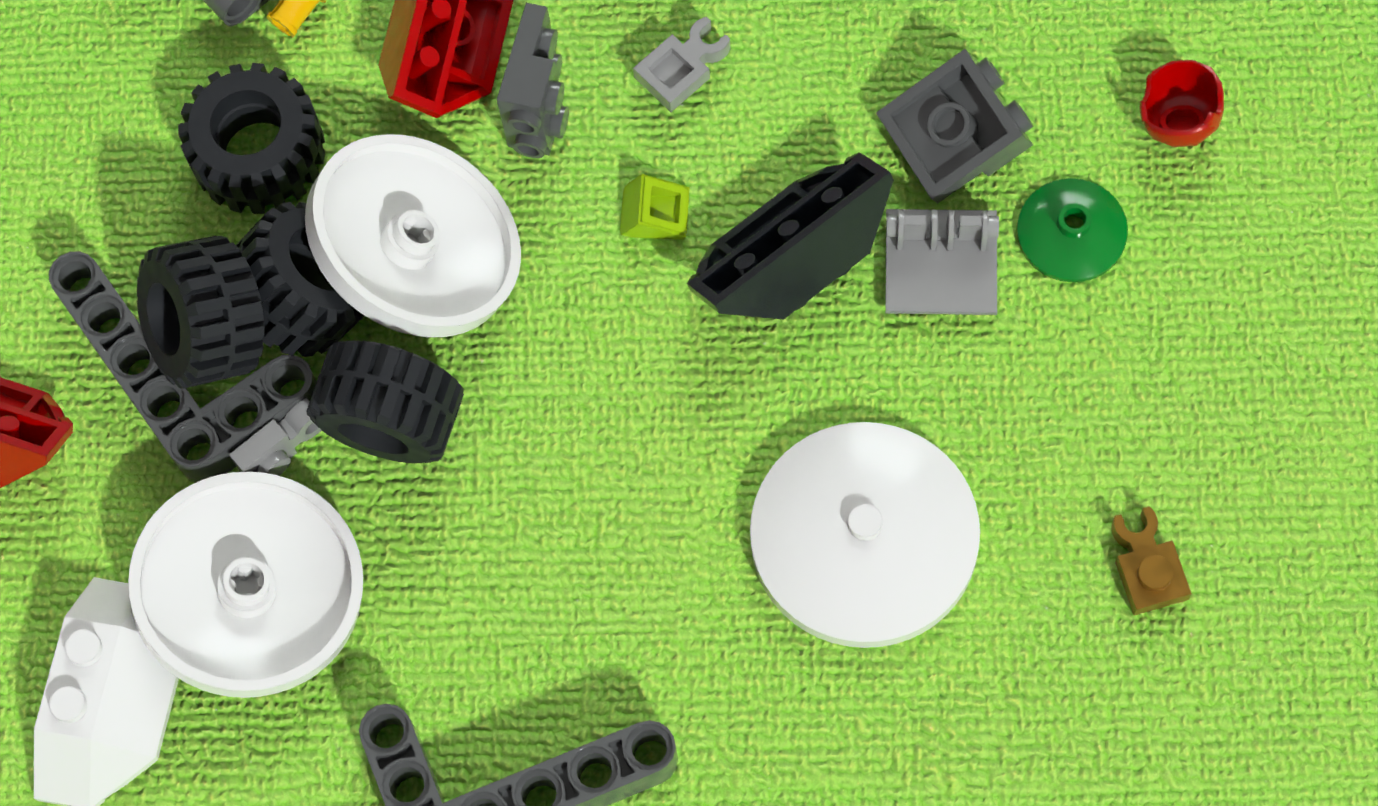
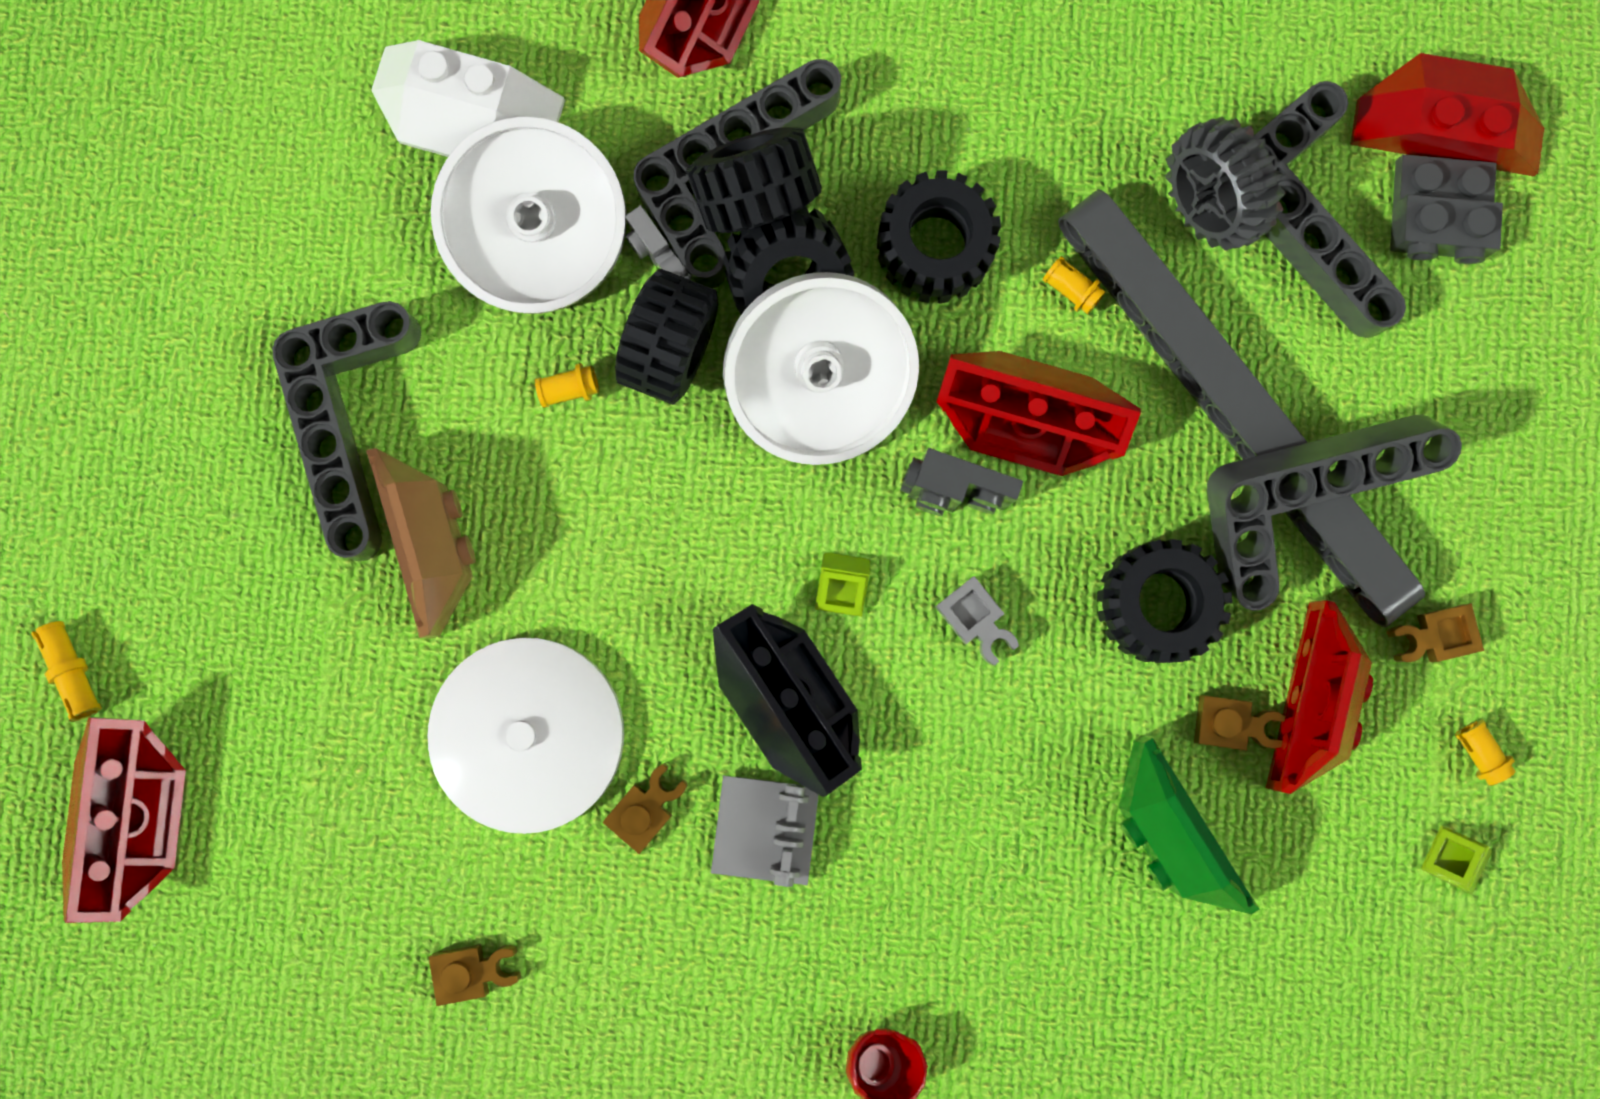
camera: 85 degrees right, 15 degrees up
(447, 528) = (567, 386): none -> yellow pin
(643, 668) = (425, 540): none -> medium nougat wedge
(939, 396) = (641, 813): none -> pearl gold plate
(956, 125) = (888, 860): dark grey plate -> none
(1066, 251) = (786, 924): green dish -> none

